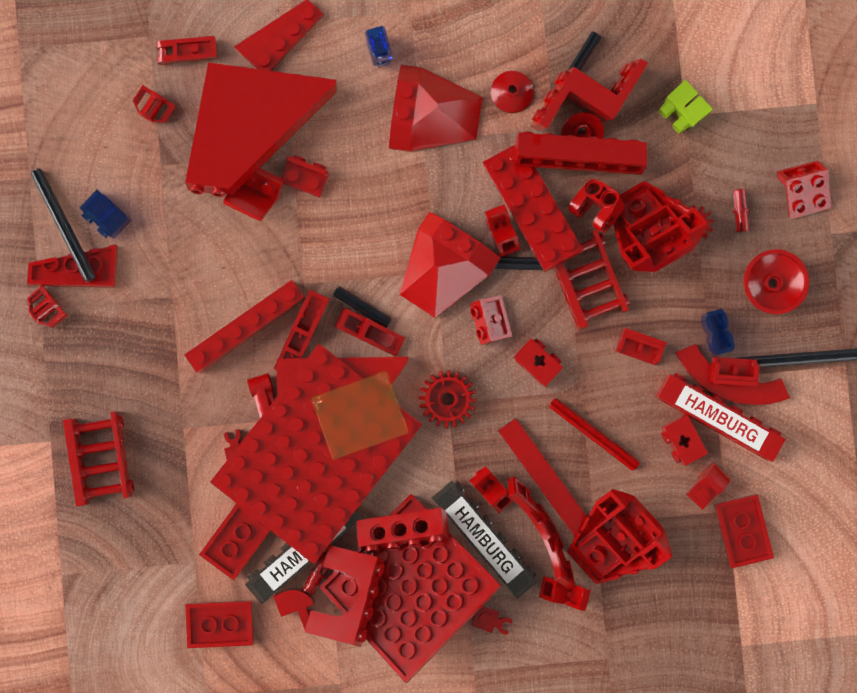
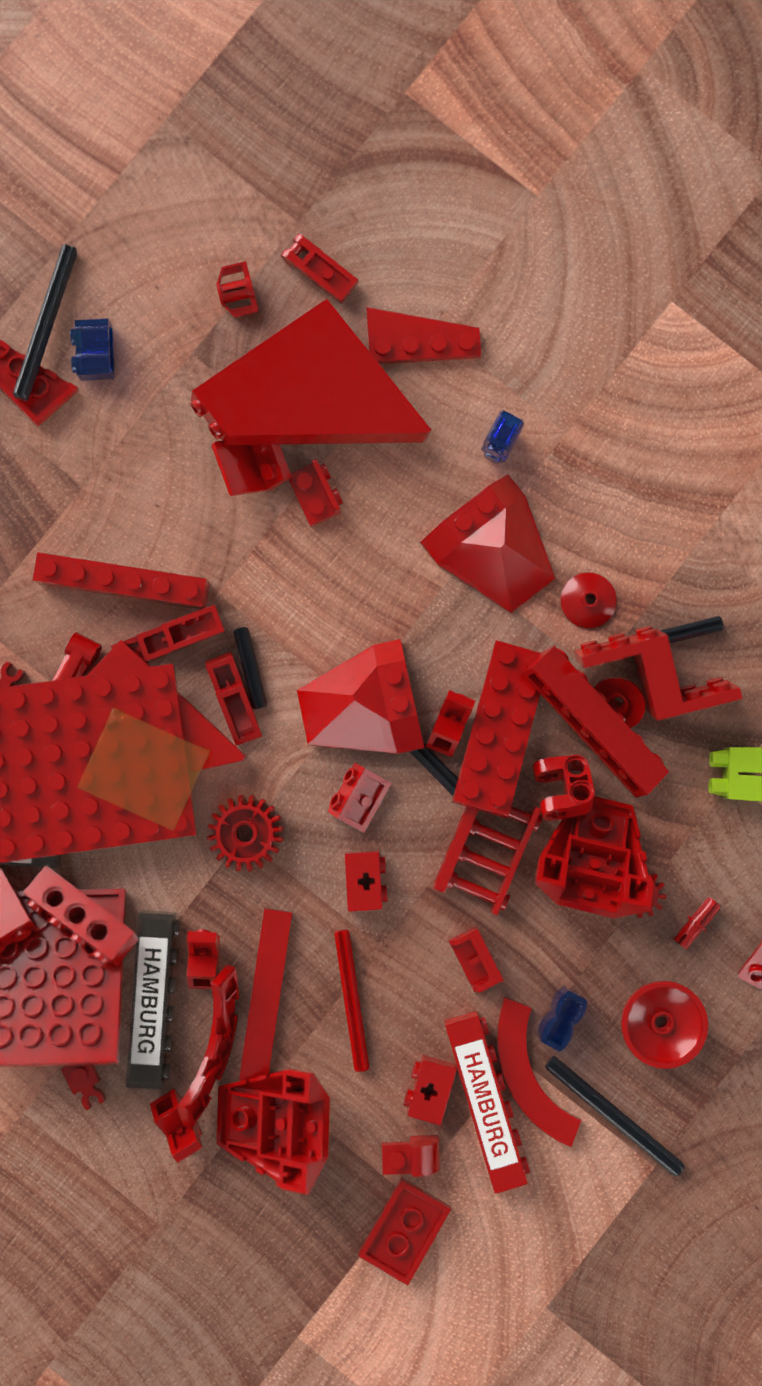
camera: 35 degrees right, 0 degrees up
(734, 371) = (542, 1072): red hinge -> none

